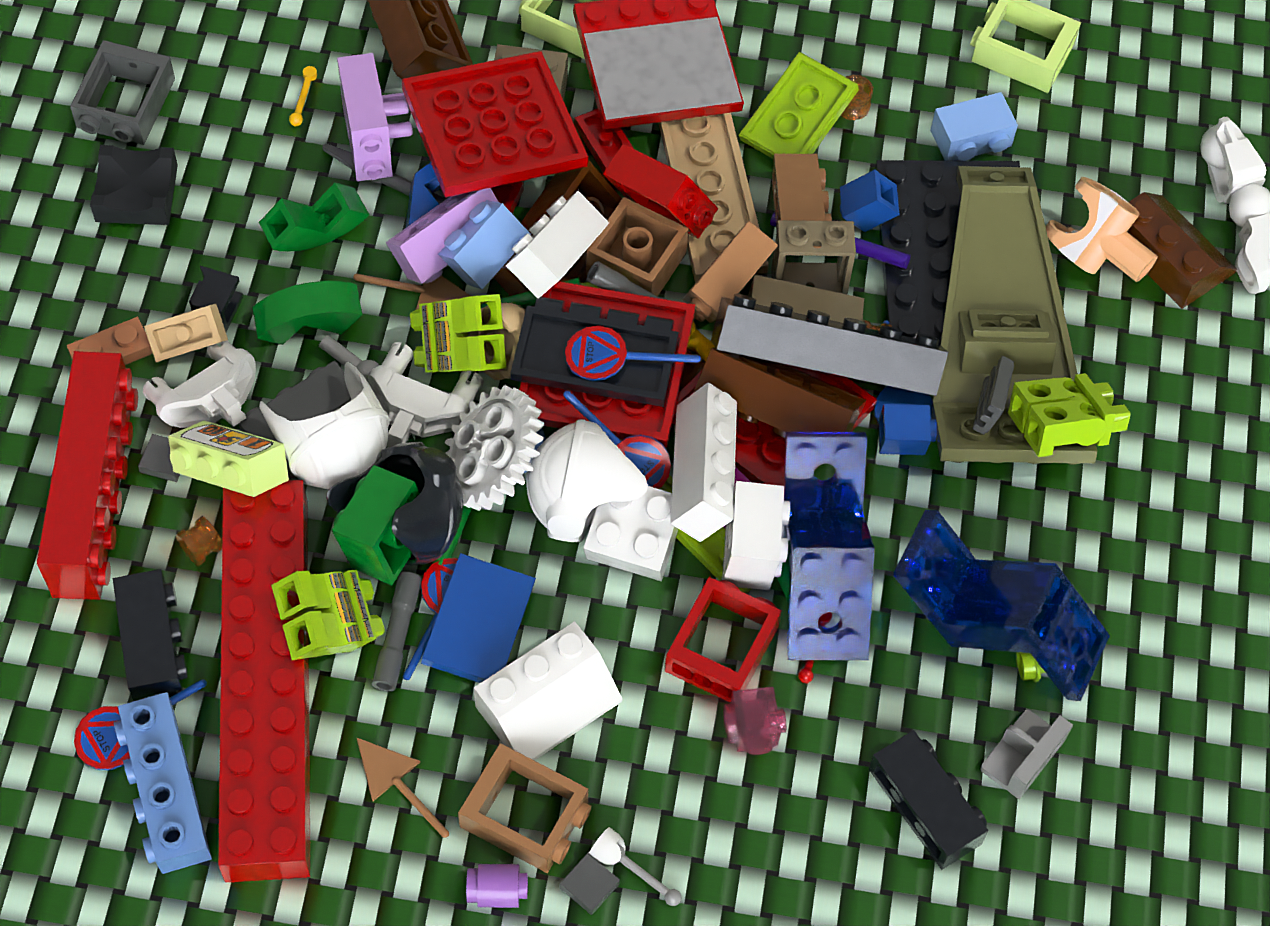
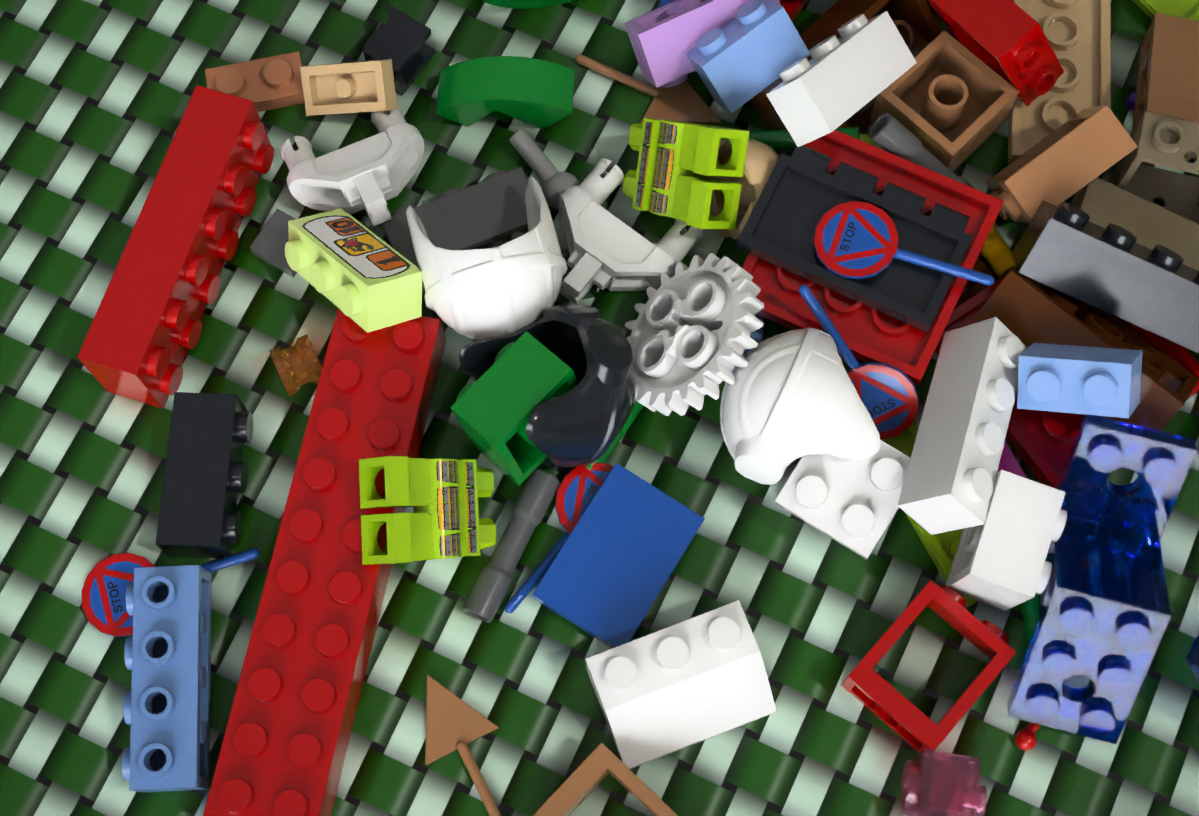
camera: 20 degrees right, 10 degrees up
(777, 411) = (1079, 380): none -> light blue brick

